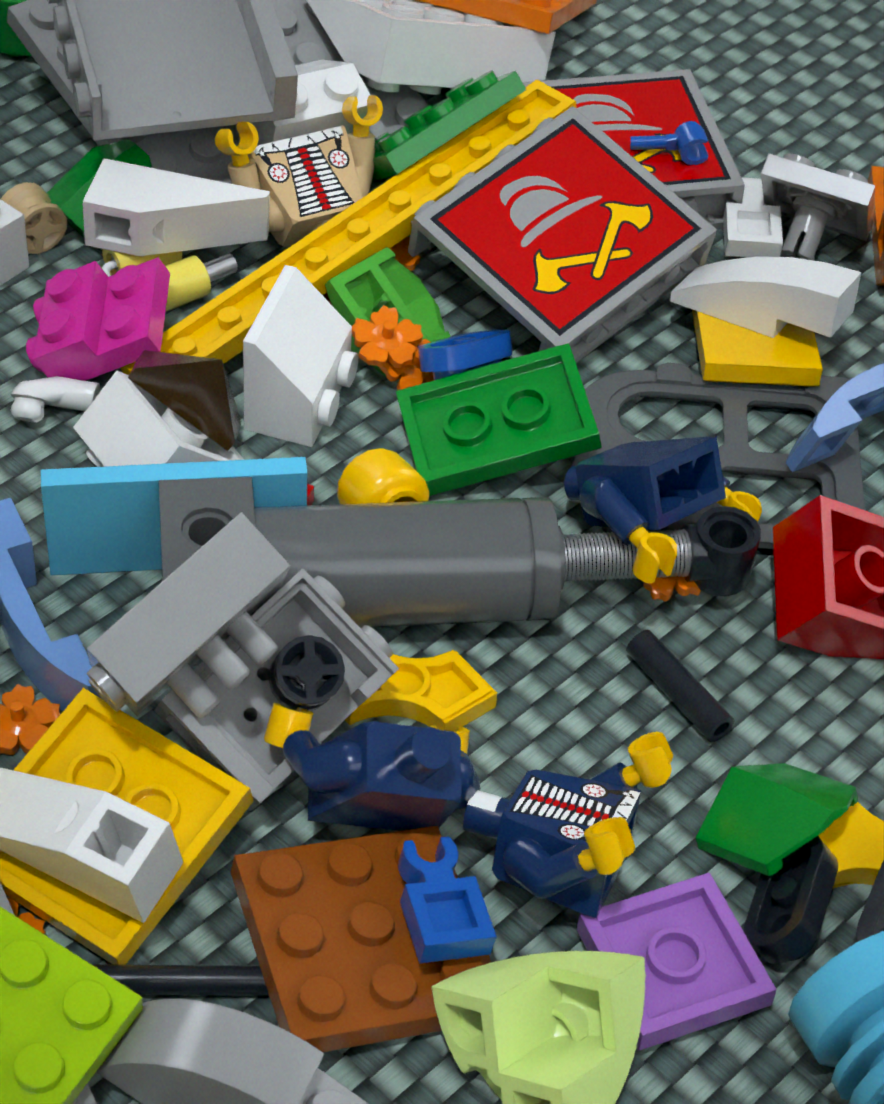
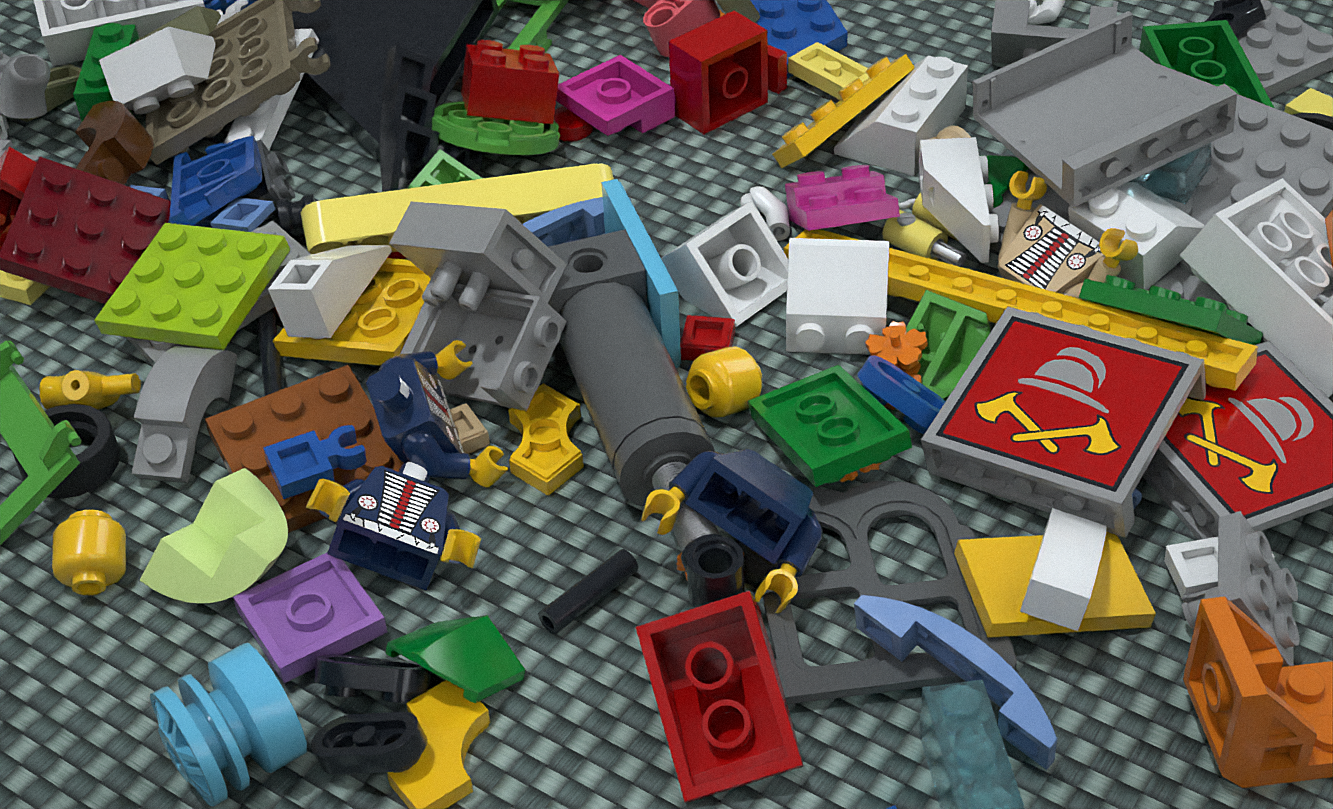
camera: 85 degrees right, 5 degrees down
(192, 389) = (768, 257): dark brown slope -> none
(308, 660) = (487, 348): black wheel -> none
(686, 139) = (1253, 473): blue hand -> none

